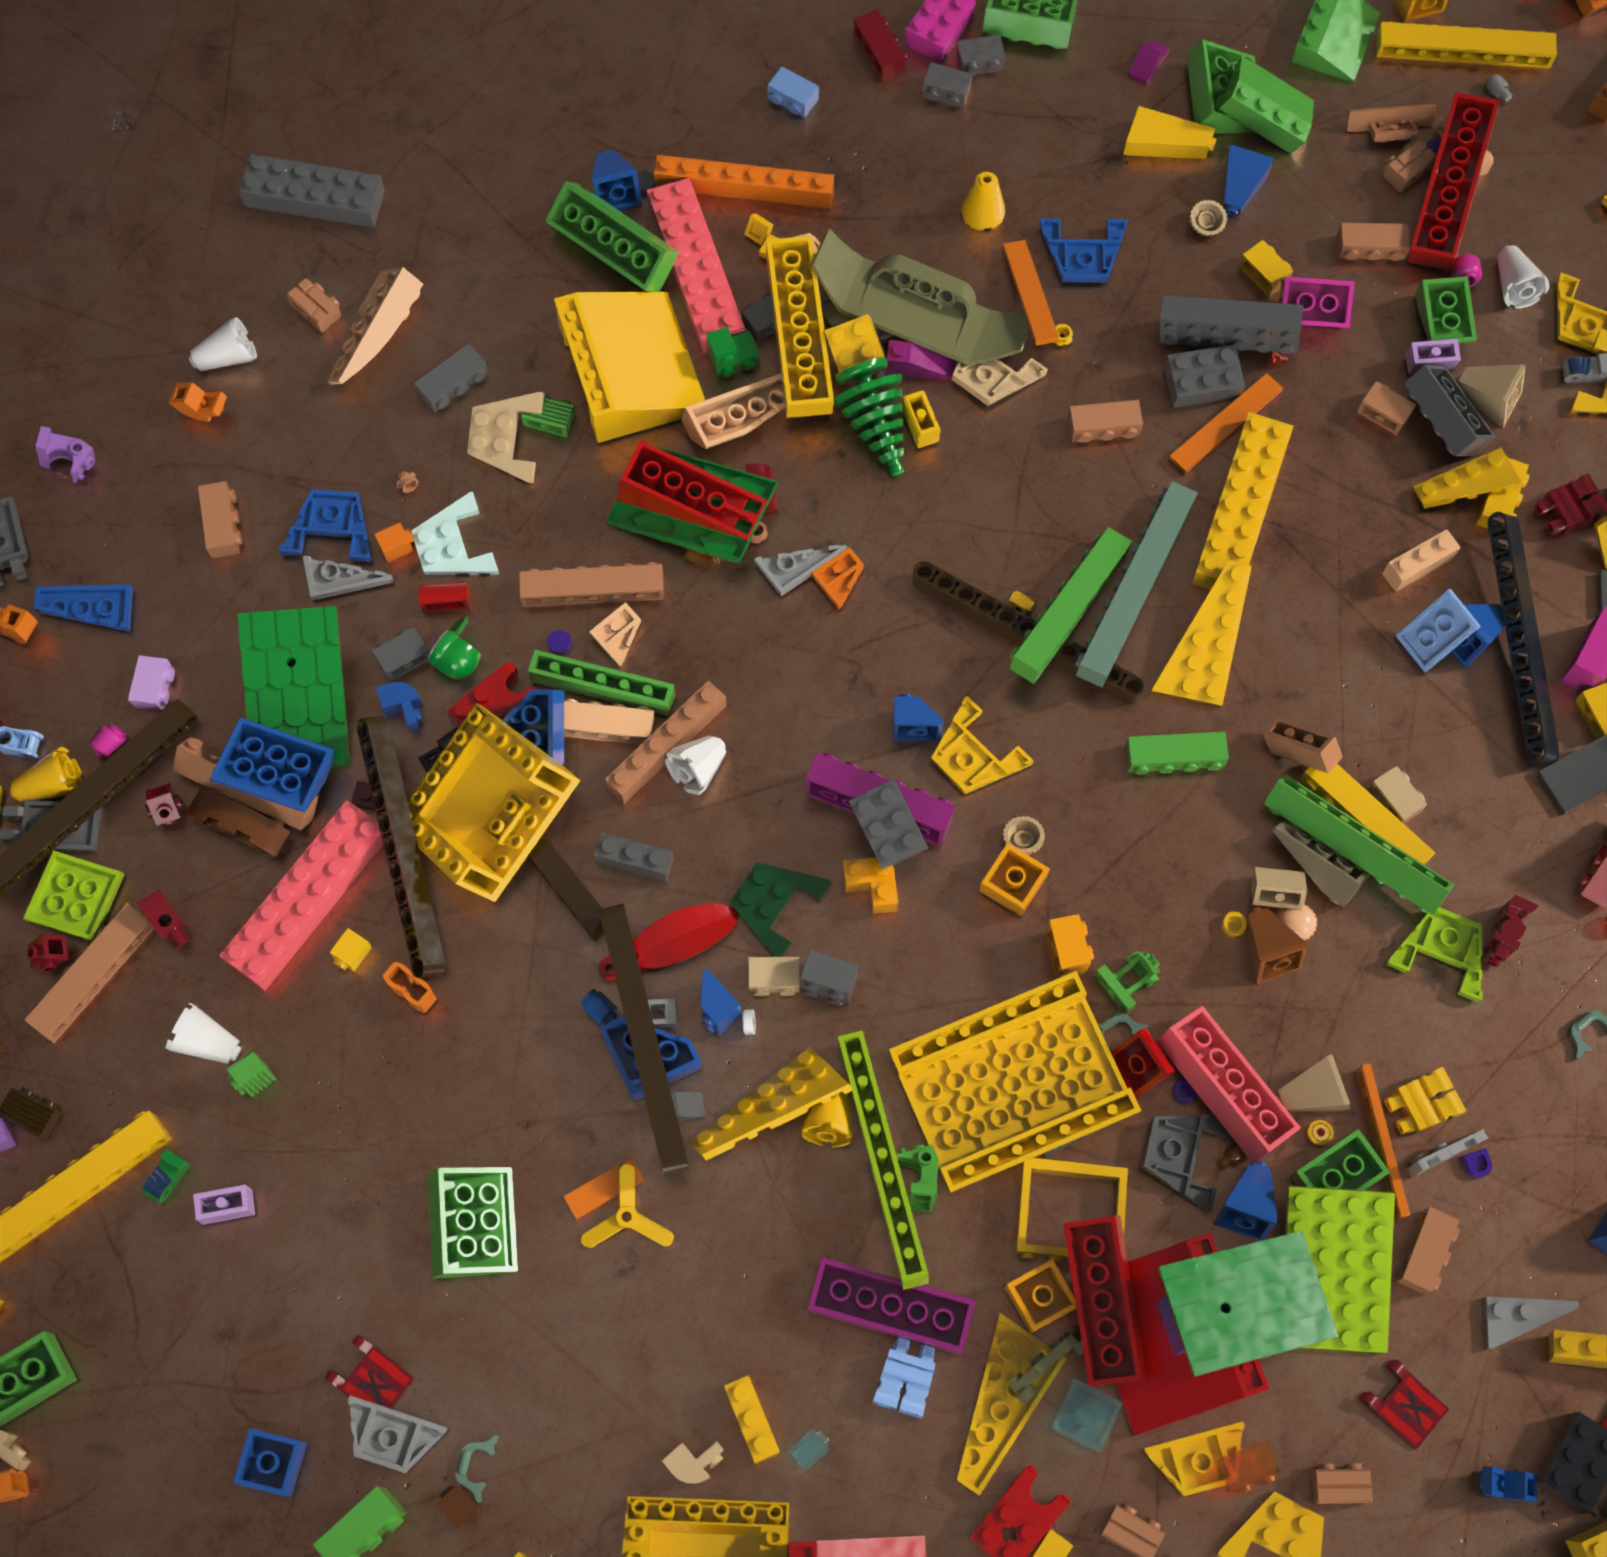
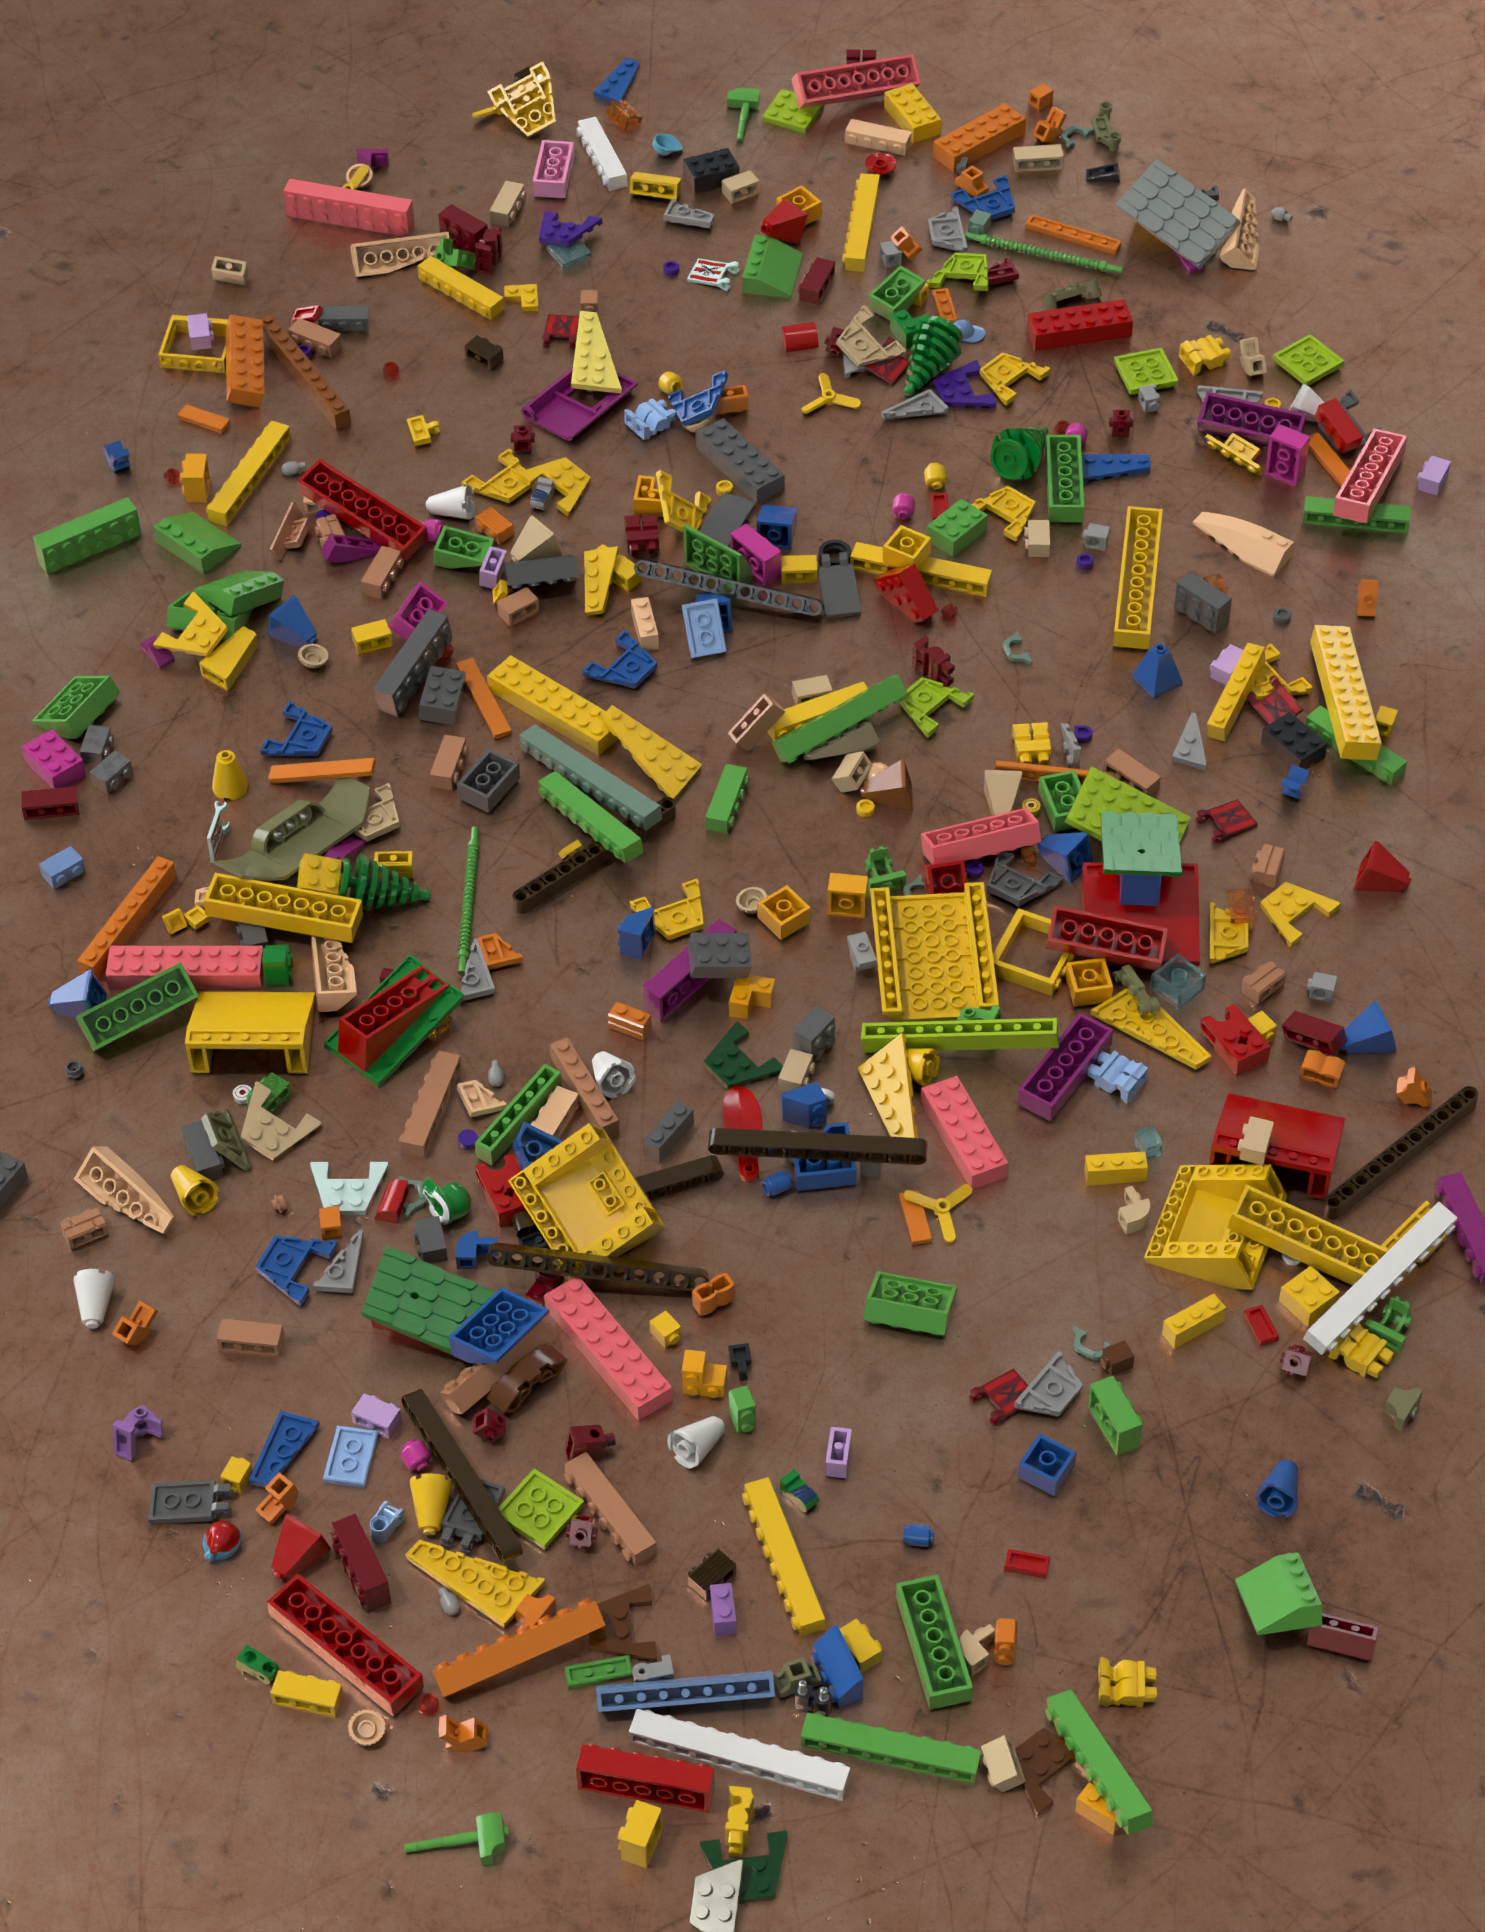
camera: 70 degrees left, 20 degrees down
(39, 572) = (237, 1474): none -> yellow brick
(97, 677) = (350, 1456): none -> light blue tile
(136, 1478) = (1027, 1563): none -> red tile
(138, 1335) = (918, 1535): none -> blue brick
(292, 1013) = (702, 1377): none -> light orange brick
(337, 1046) = (740, 1357): none -> black plate
(392, 388) = (194, 1190): none -> yellow cone
(470, 387) = (225, 1137): none -> olive wing
(477, 617) = (410, 1208): none -> sand green helmet
(523, 208) = (71, 1066): none -> dark grey plate
(547, 386) = (240, 1094): none -> white tile
(659, 639) = (496, 1074): none -> light grey cylinder
(746, 1208) = (964, 1132): none -> coral brick
(784, 758) = (629, 1021): none -> orange brick
(895, 219) = (217, 831): none -> light aqua flag
(985, 993) = (861, 952): none -> light grey brick
(990, 494) = (468, 900): none -> bright green hose
(1090, 473) = (488, 780): none -> dark grey brick
(1179, 89) = (200, 635): none -> yellow wing
(1346, 569) = (628, 669): none -> blue wing
(1394, 192) = (347, 548): none -> magenta slope
(1397, 381) = (501, 591): none -> yellow tile
(1508, 334) = (494, 525): none -> orange brick
(1564, 607) = (714, 557): none -> bright green slope

